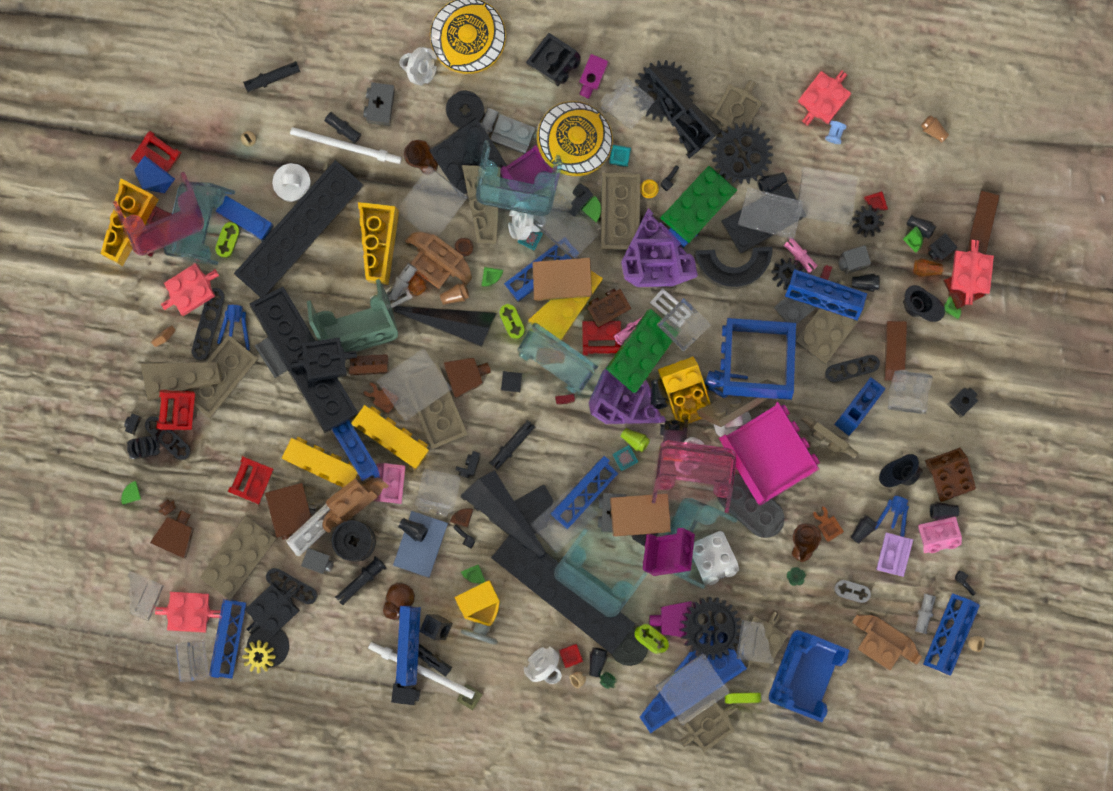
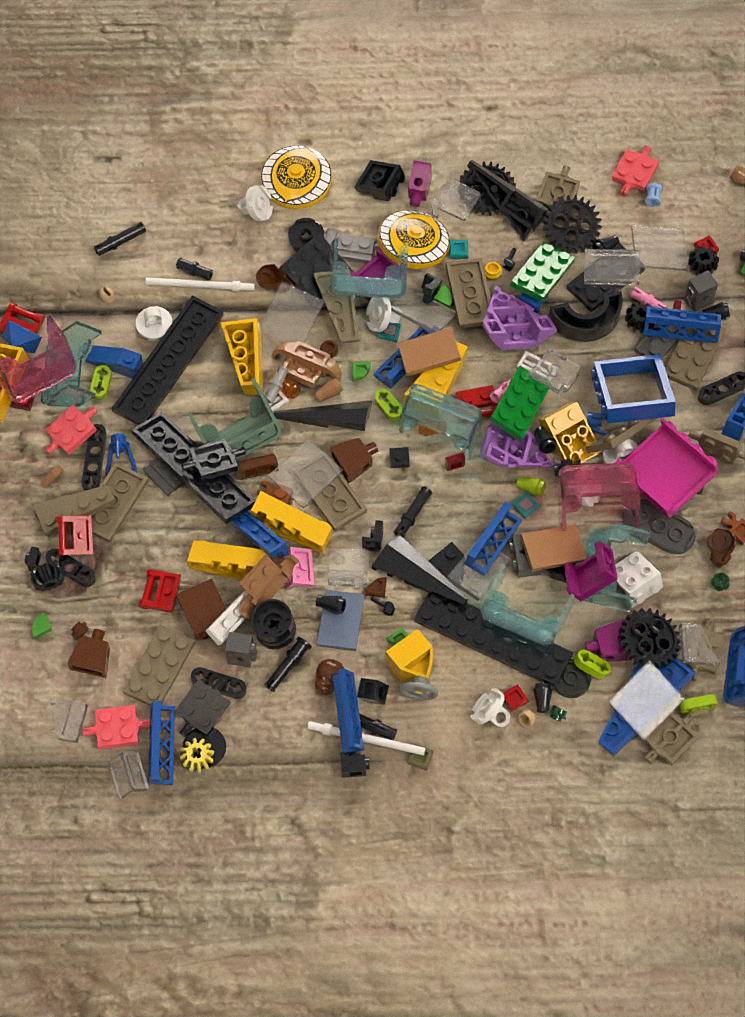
camera: 10 degrees left, 20 degrees down
(382, 114) = (225, 243): dark grey brick -> none
(608, 307) = (478, 373): reddish brown bracket -> none

